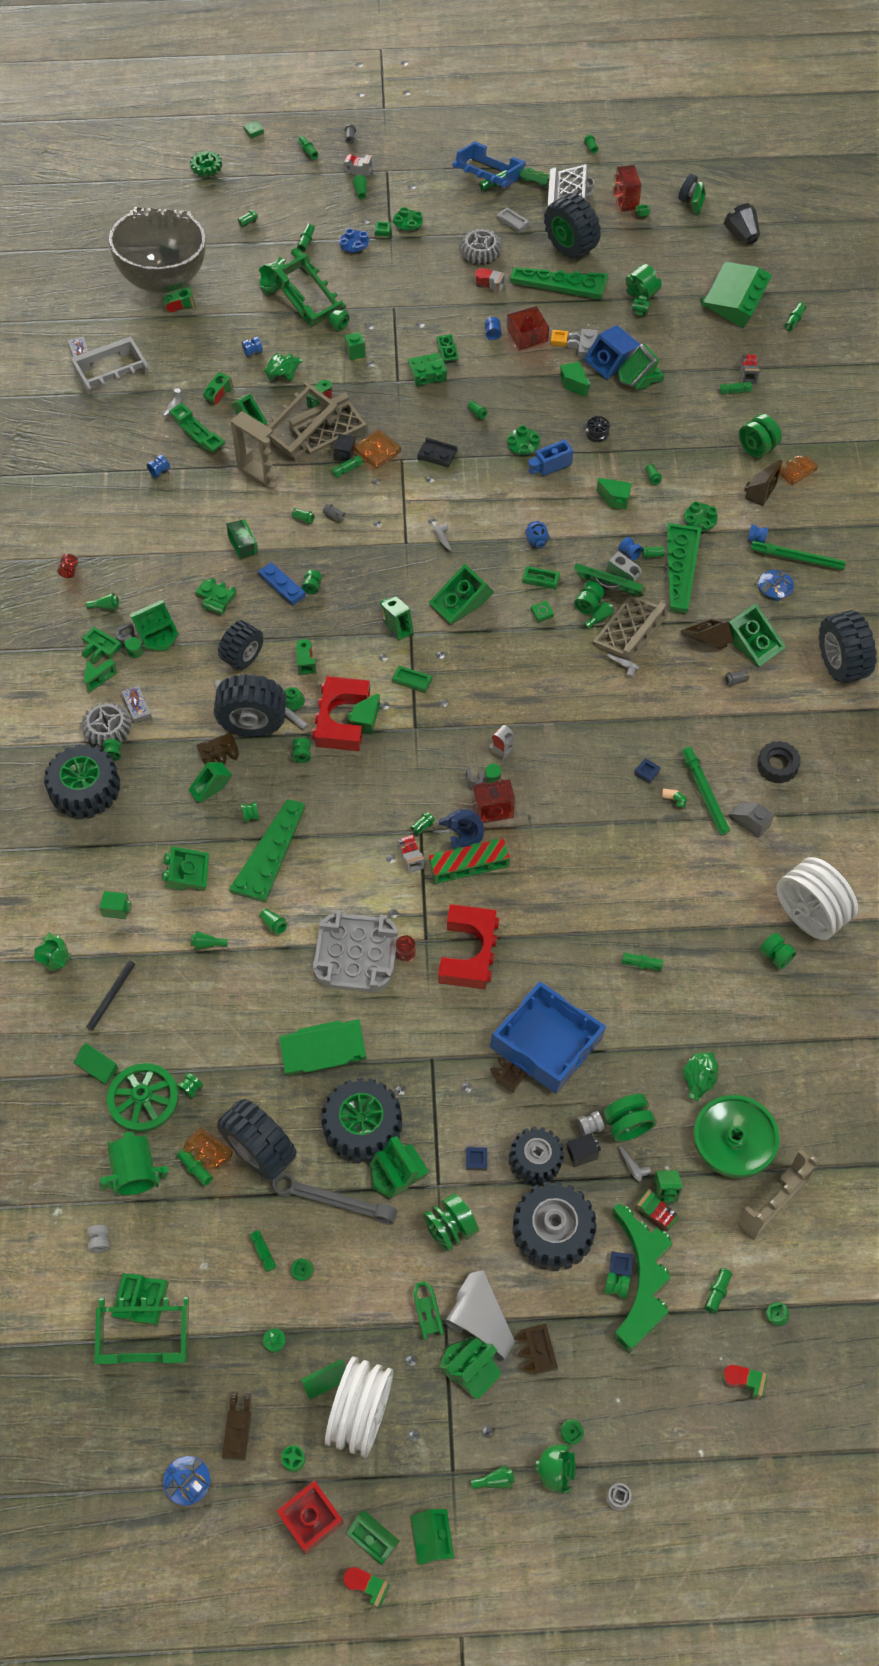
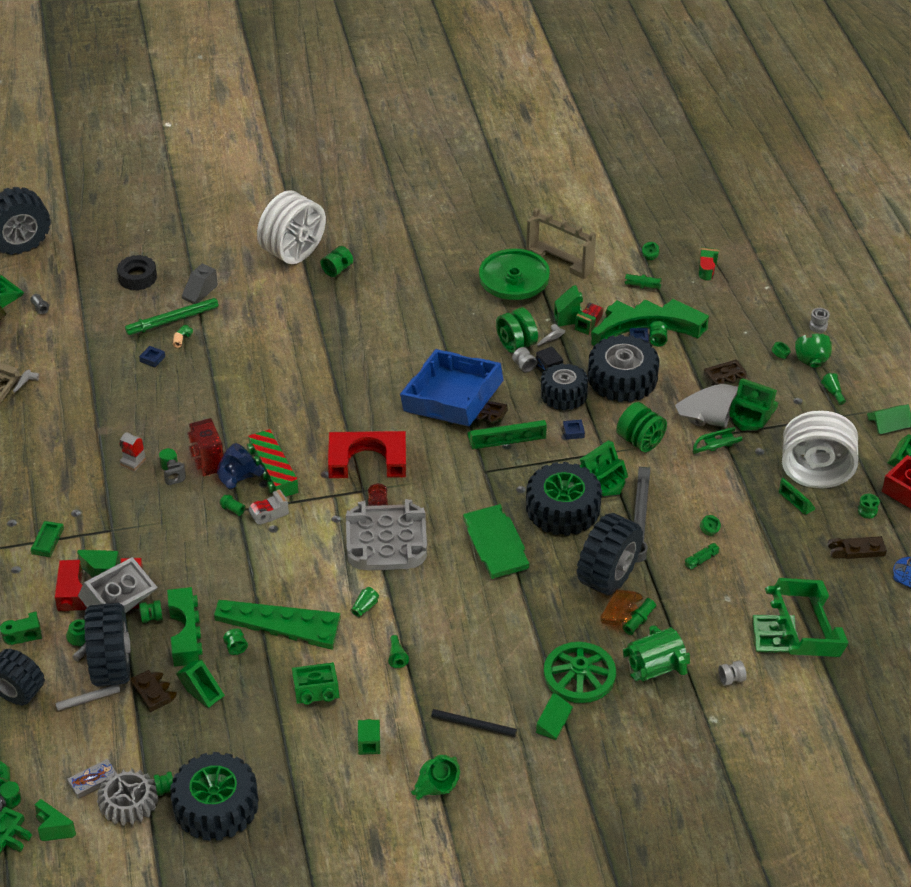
camera: 100 degrees left, 15 degrees down
(190, 1085) = (559, 633): green wheel -> none
(274, 1340) = (777, 536): green tile -> none
(299, 775) = (182, 608): none -> green arch
(313, 716) = (120, 584): none -> light grey slope
(481, 1088) = (507, 434): none -> green panel
(642, 961) = (360, 342): green pin -> none
(700, 1074) = (463, 298): green hair -> none

